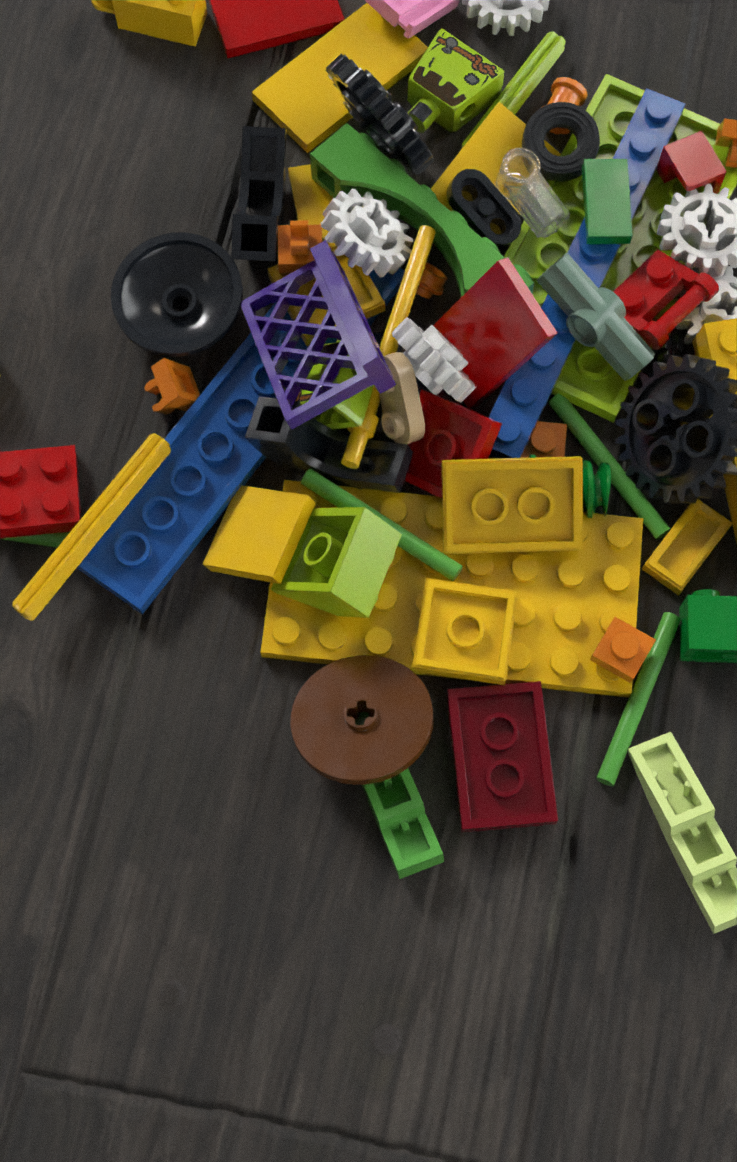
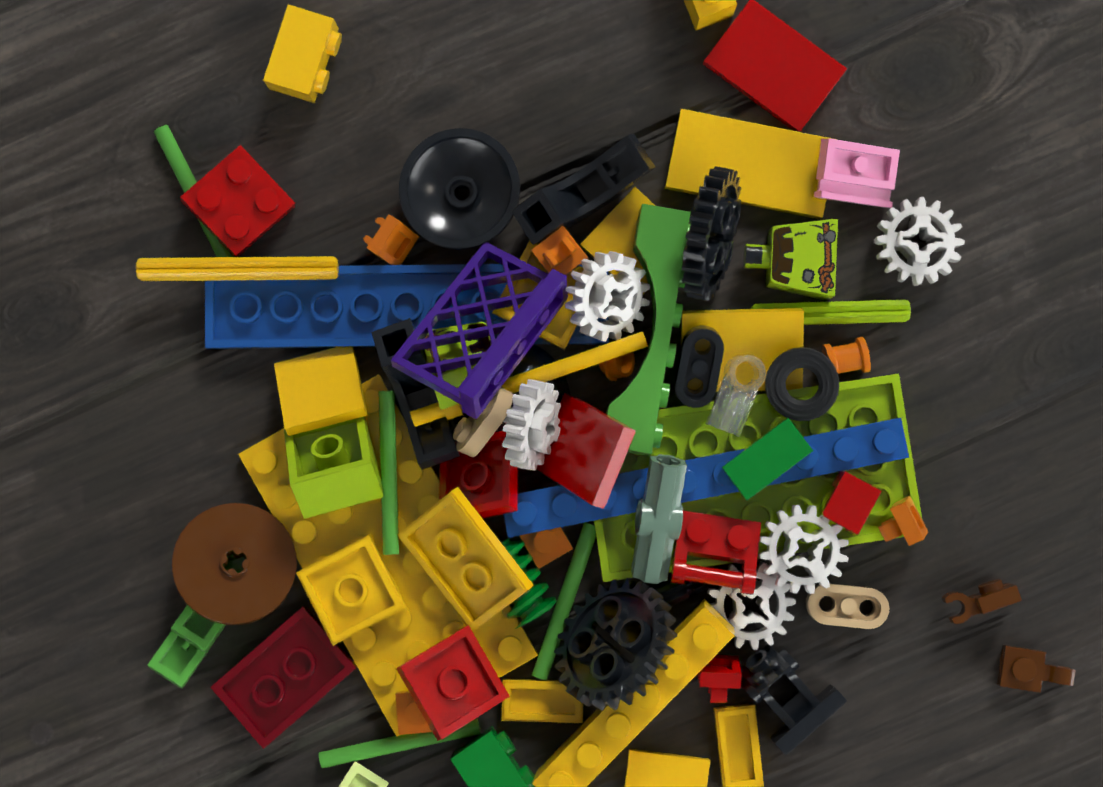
camera: 55 degrees right, 15 degrees up
(619, 592) = (452, 682): none -> red plate

